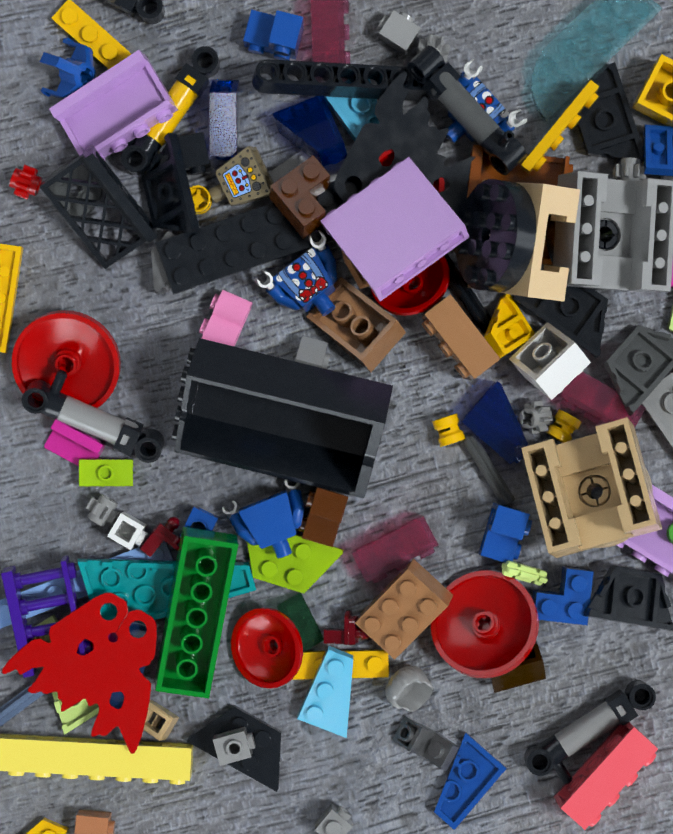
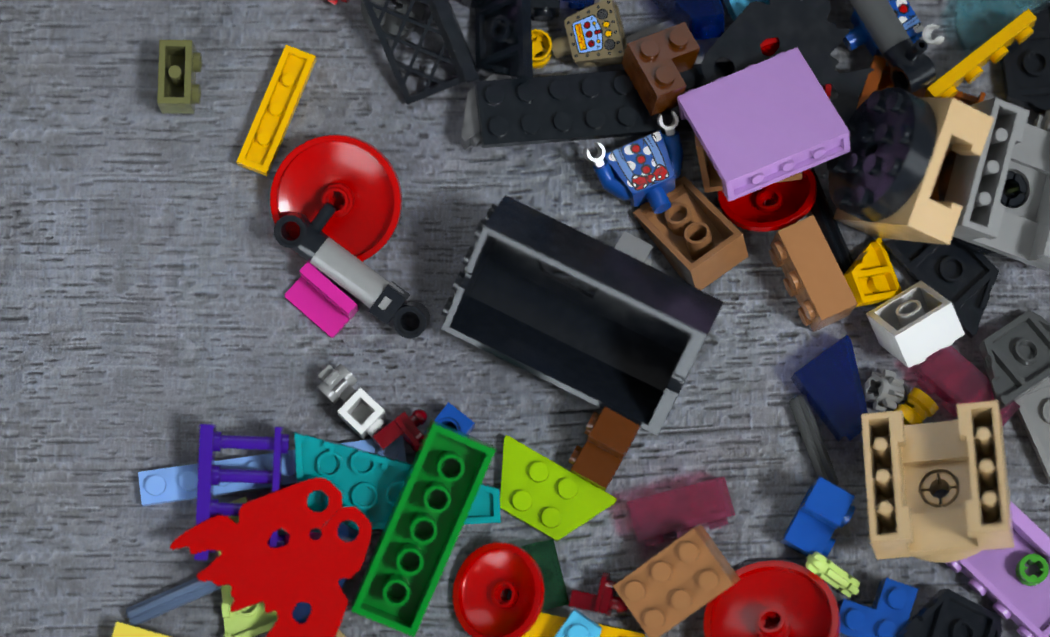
camera: 10 degrees right, 10 degrees down
(105, 472) = (351, 341): lime plate -> none
(227, 318) = (542, 186): bright pink brick -> none
(270, 519) = (537, 438): blue torso -> none
(448, 436) = (775, 382): yellow wheel -> none

